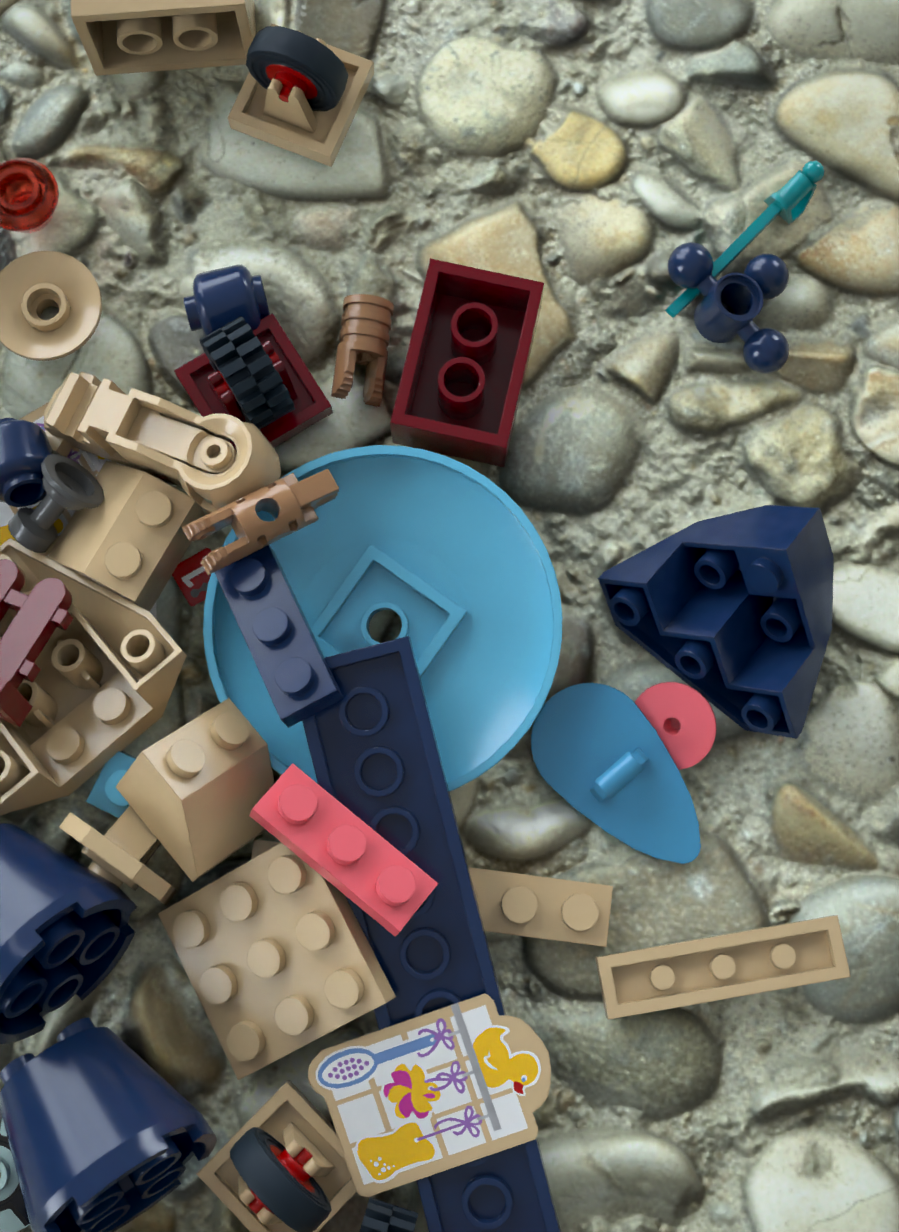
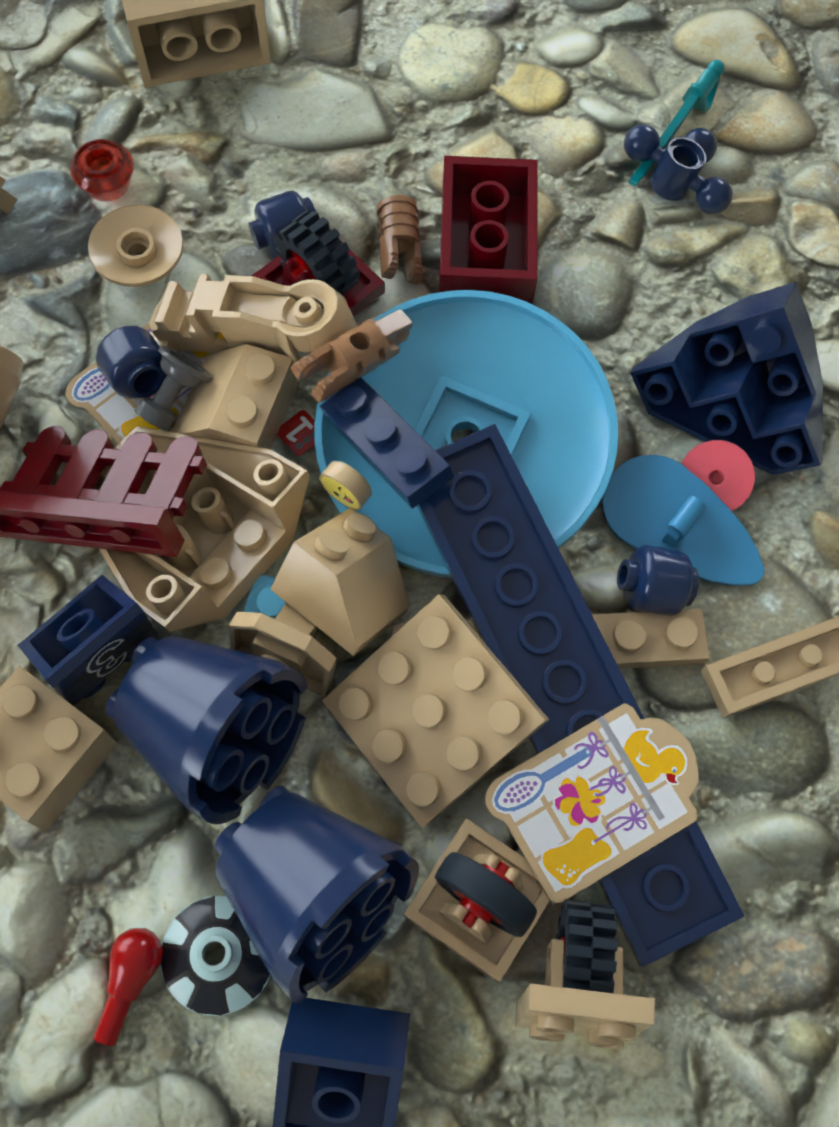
camera: 15 degrees left, 10 degrees down
(225, 674) = (345, 485): none -> tan tile
(300, 93) = (310, 64): plate -> none
(343, 849) = (480, 600): coral plate -> none
(568, 845) = (658, 580): none -> dark blue head

